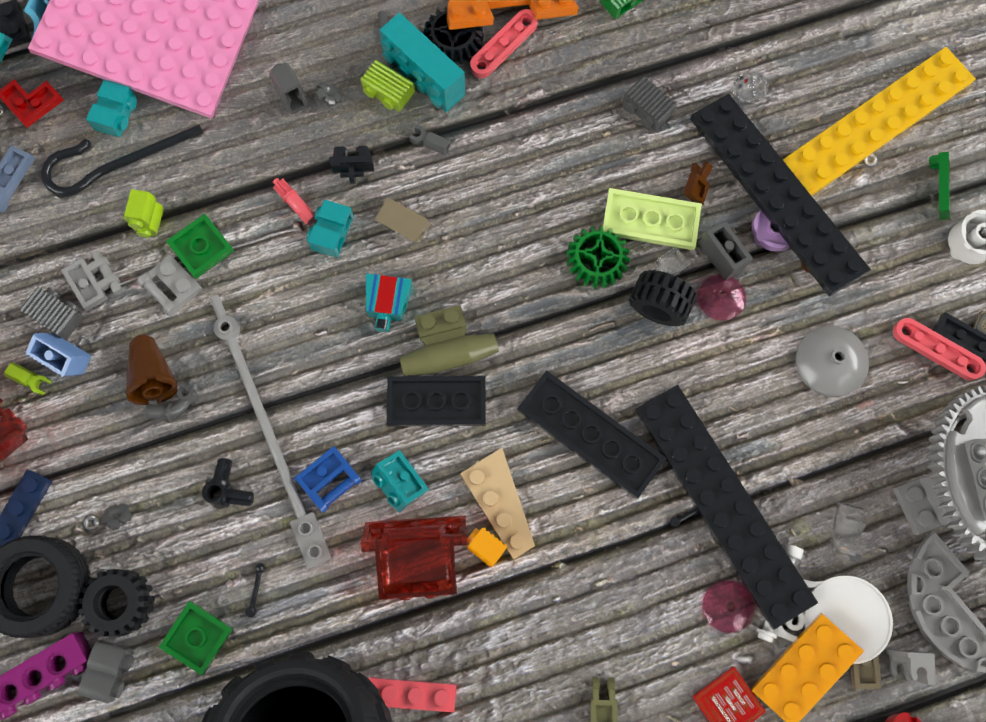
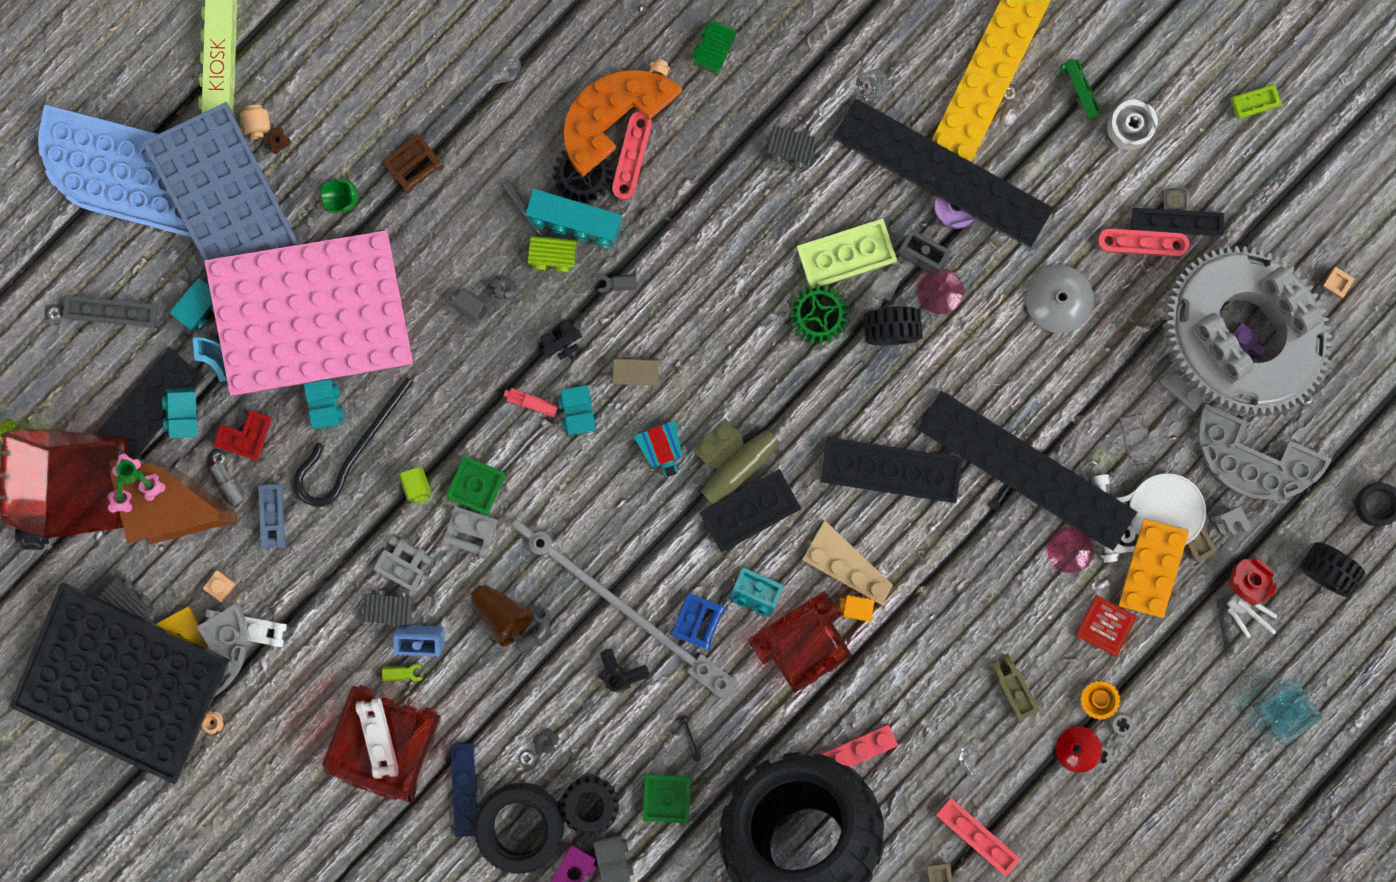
camera: 25 degrees left, 10 degrees up
(697, 186) = (870, 202): reddish brown plate -> none

